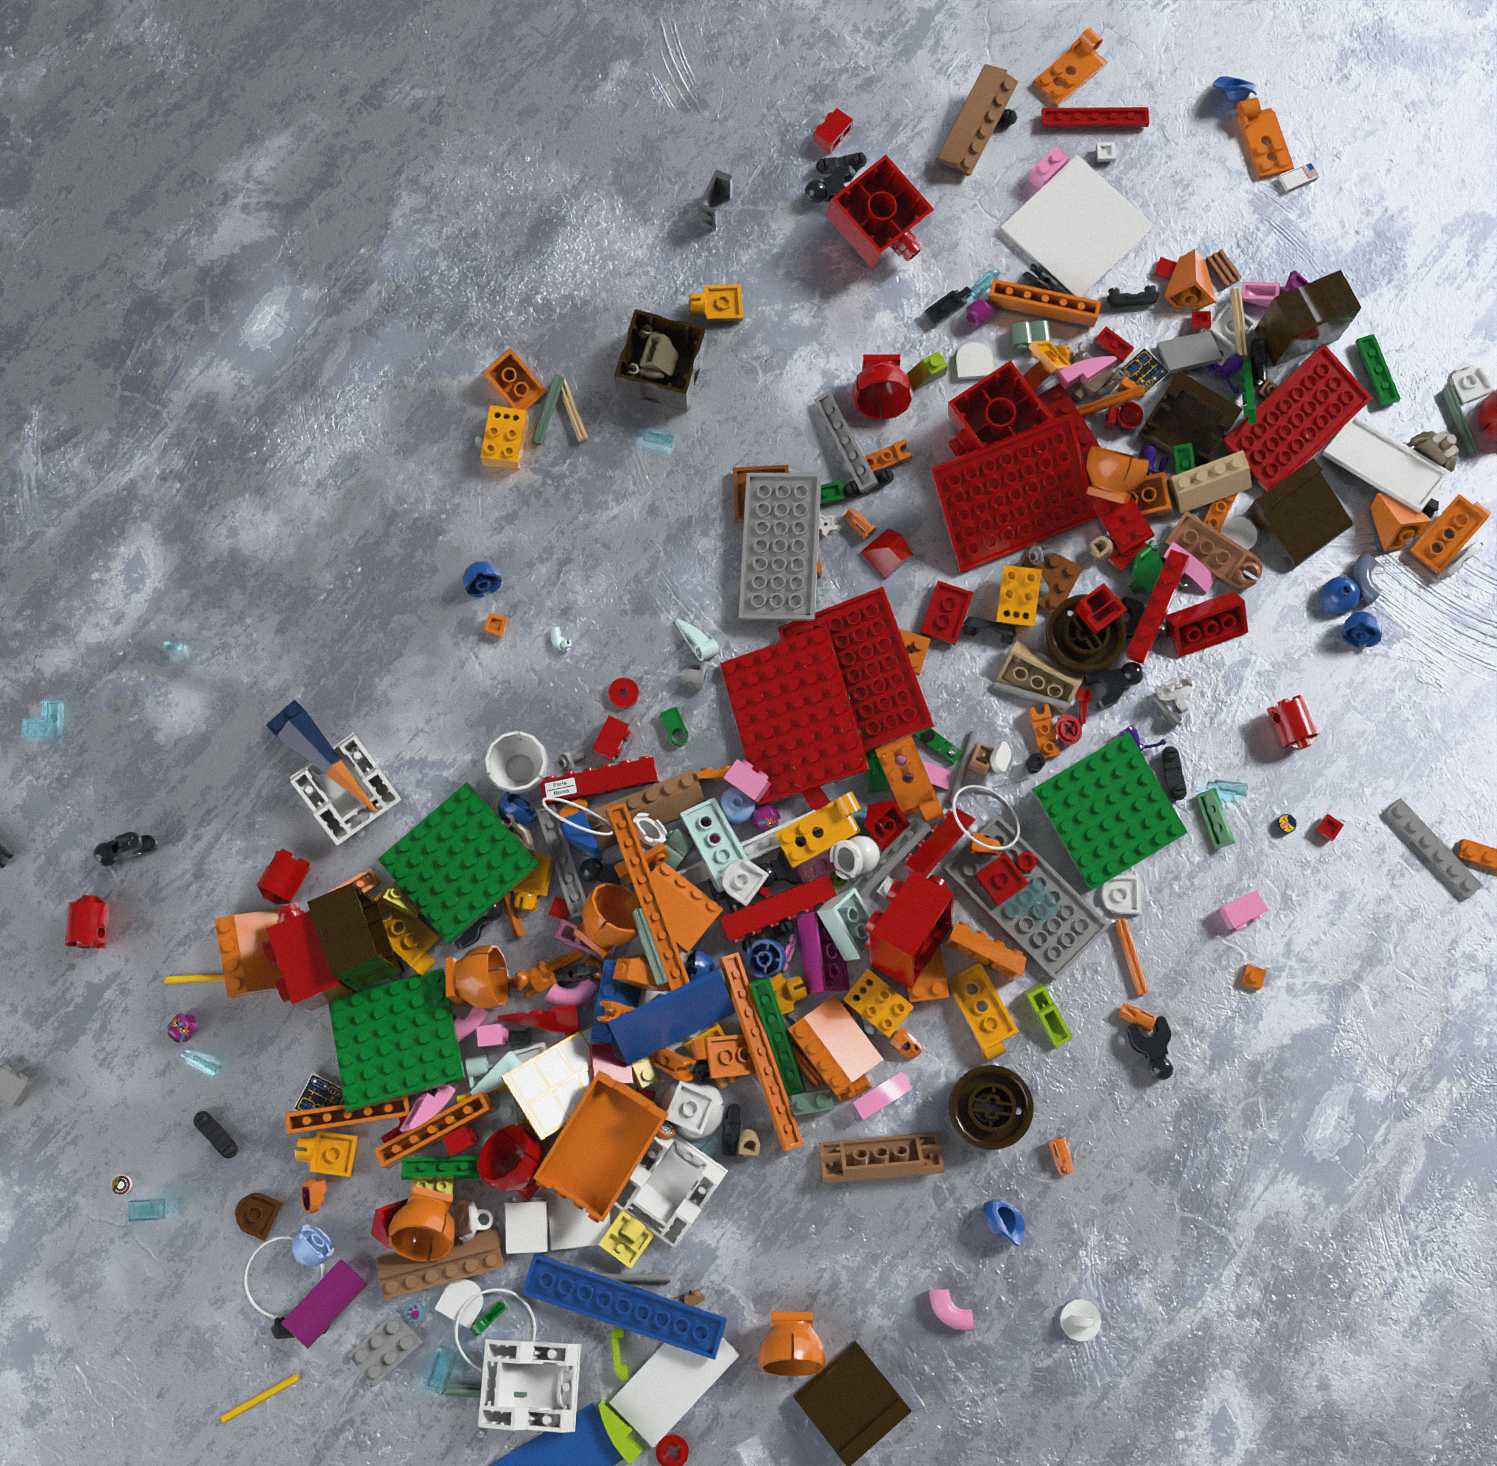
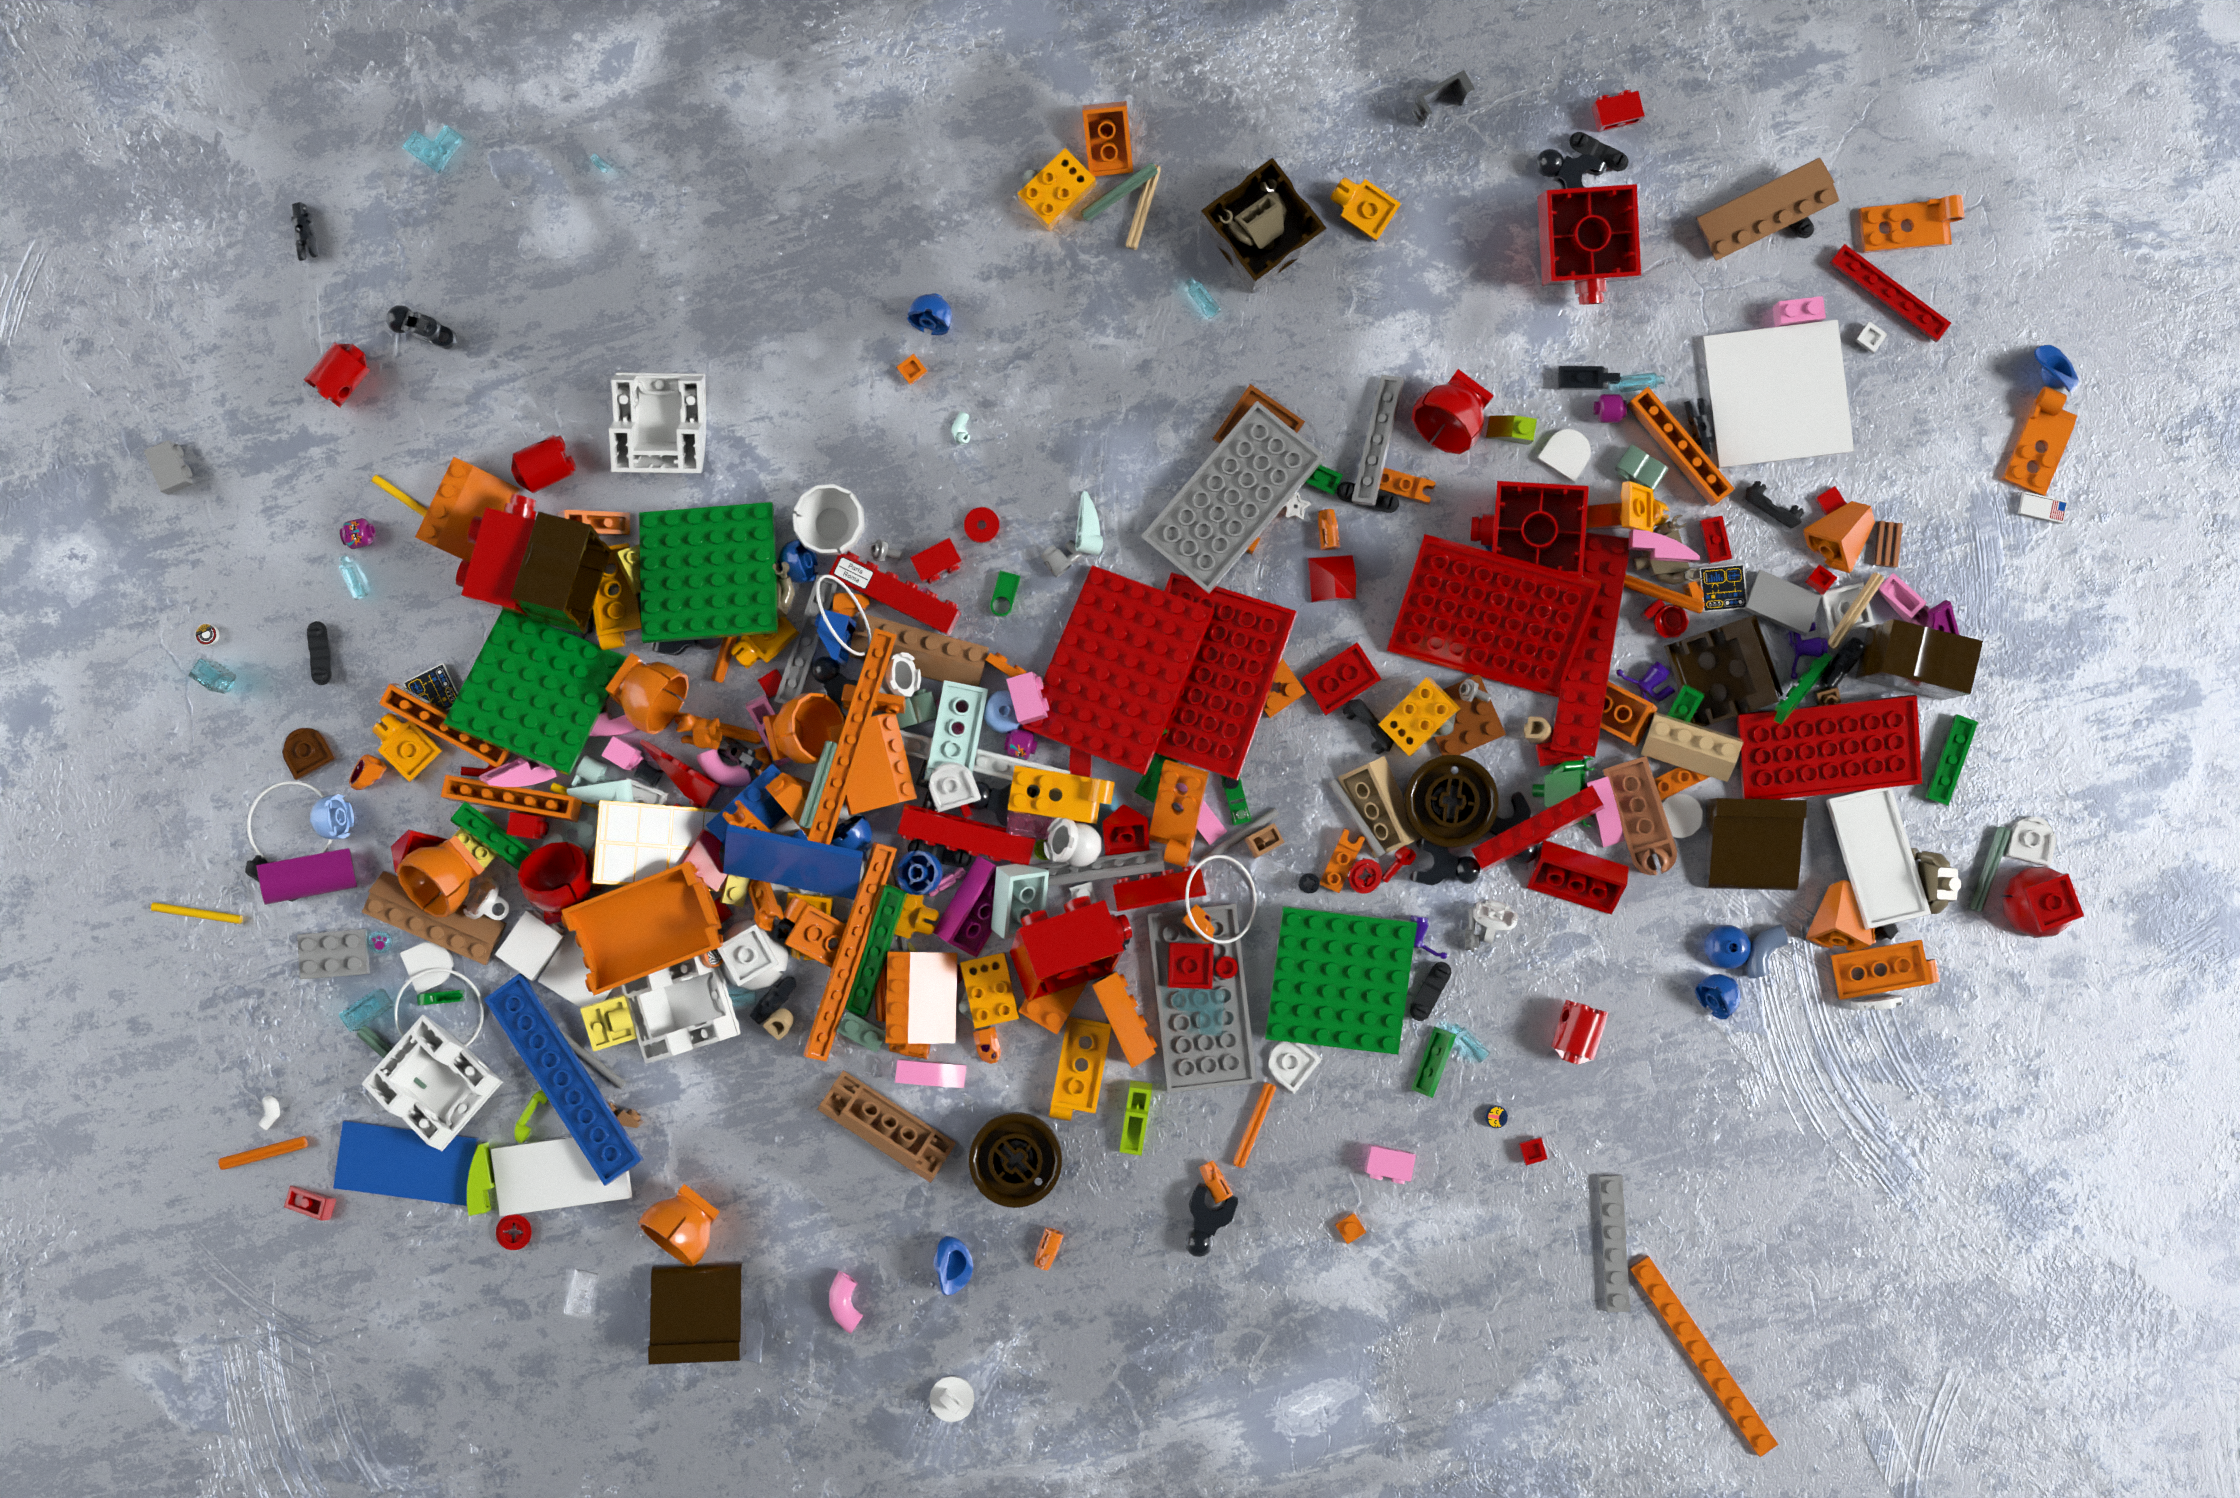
camera: 35 degrees right, 10 degrees up
(302, 735) = (656, 339): dark blue plate -> none
(1000, 757) = (1280, 854): white tile -> none
(1100, 608) = (1479, 790): red plate -> none
(1114, 473) = (1600, 671): orange plate -> none

